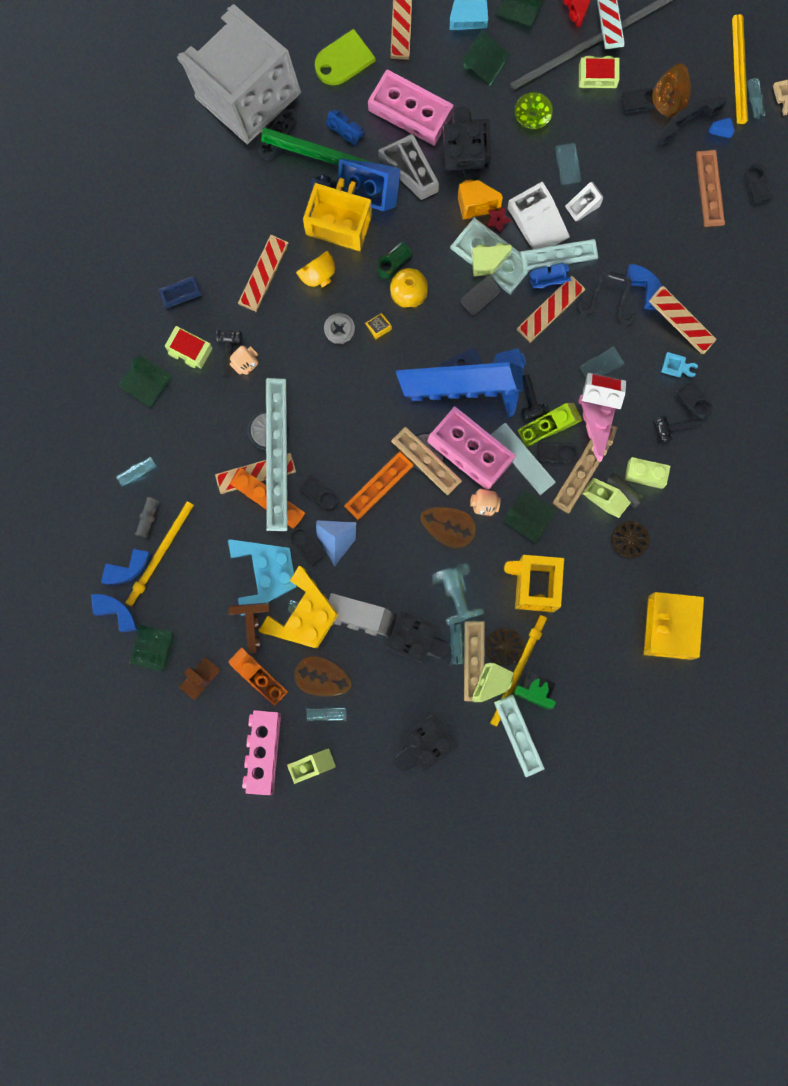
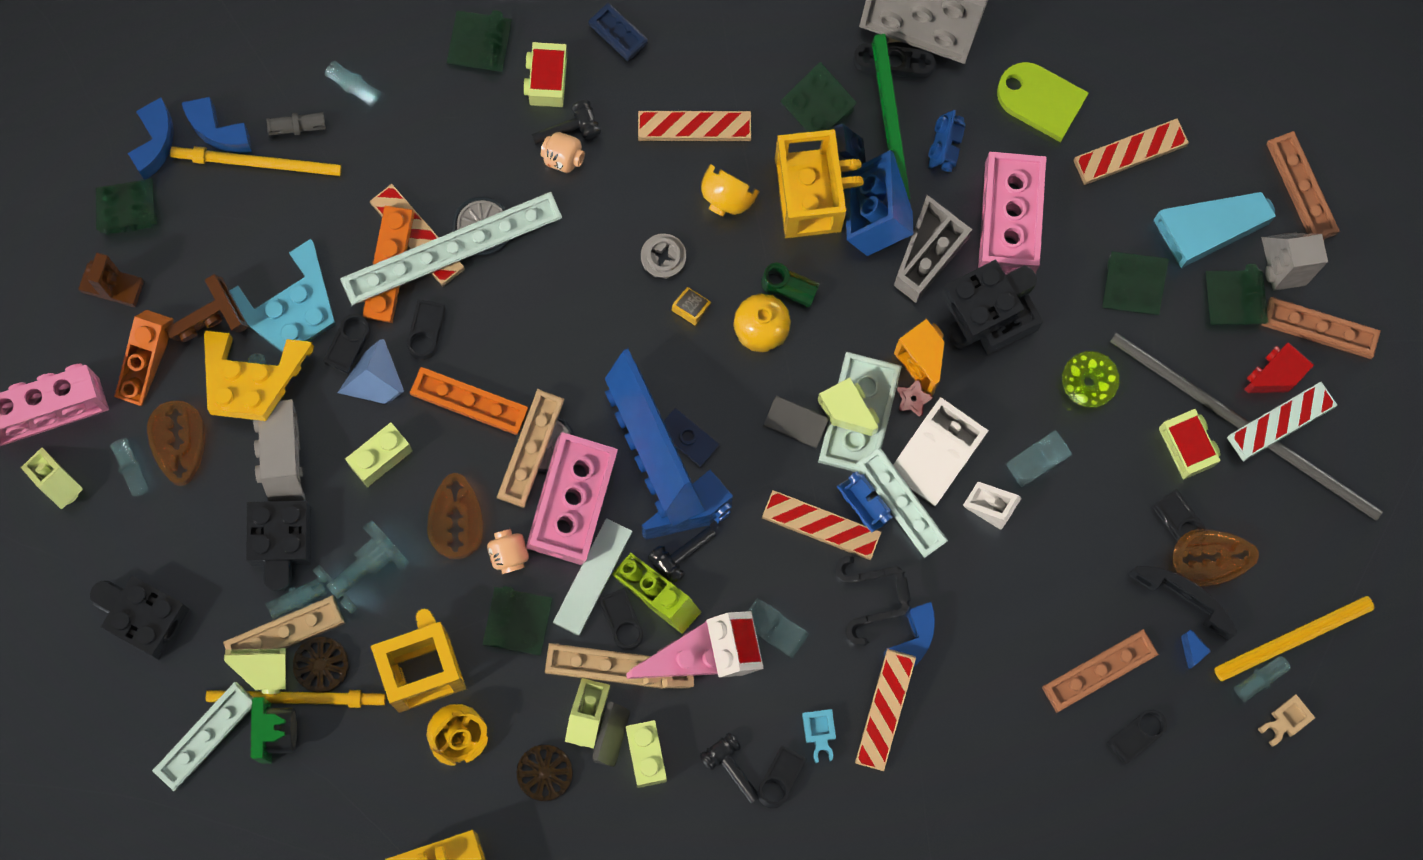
camera: 60 degrees right, 5 degrees down
(284, 190) = (819, 100): none -> clear green hinge
(389, 555) = (379, 454): none -> yellowish green brick
(586, 580) = (456, 734): none -> yellow cylinder

